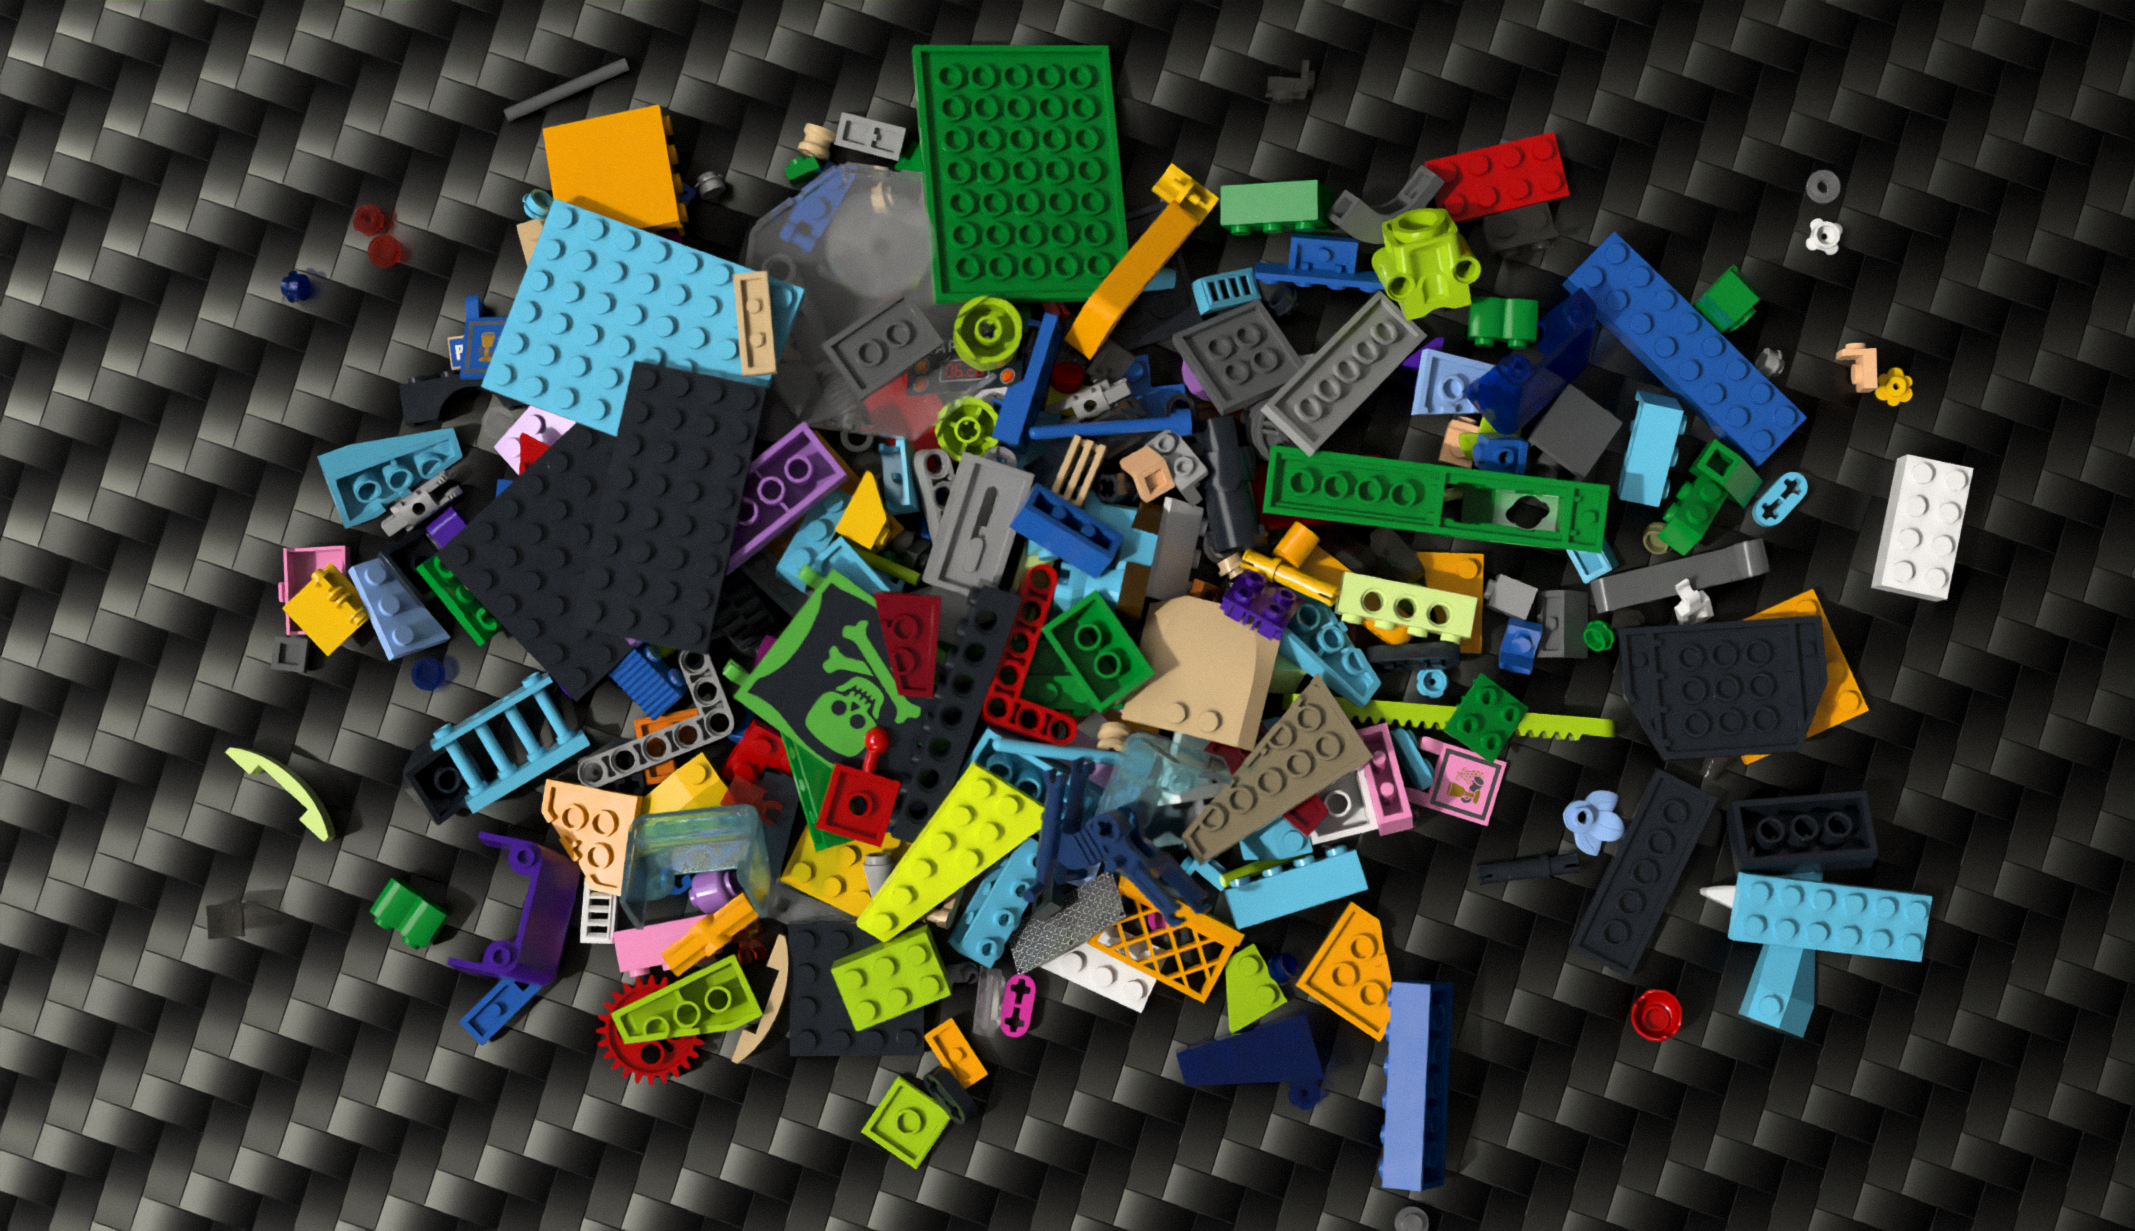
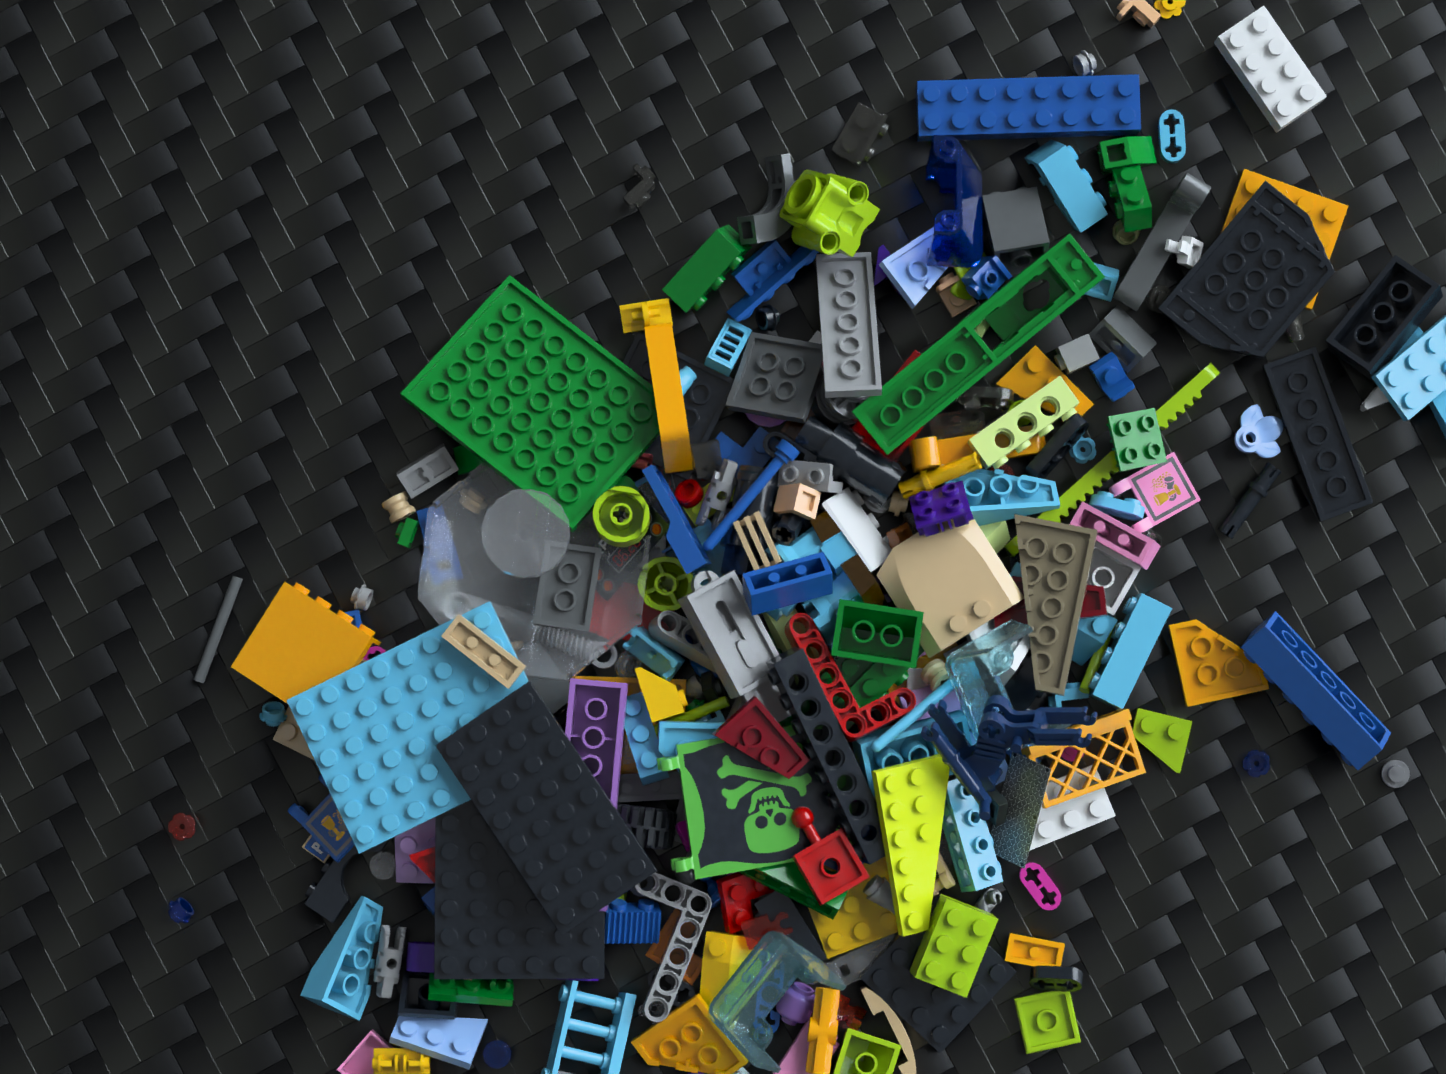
camera: 50 degrees left, 0 degrees up
(384, 251) = (210, 835): clear red plate -> none
(987, 1014) = (1014, 893): clear plate -> none
(1257, 1054) = (1208, 767): clear blue wedge -> none
(1282, 968) = (1169, 704): clear blue plate -> none
(1500, 178) = (817, 117): red plate -> none
(1502, 321) = (906, 198): green brick -> none
(1599, 635) = (1150, 323): green plate -> none
(1657, 1015) = (1410, 507): red hair -> none
(1728, 301) = (1024, 52): green wedge -> none

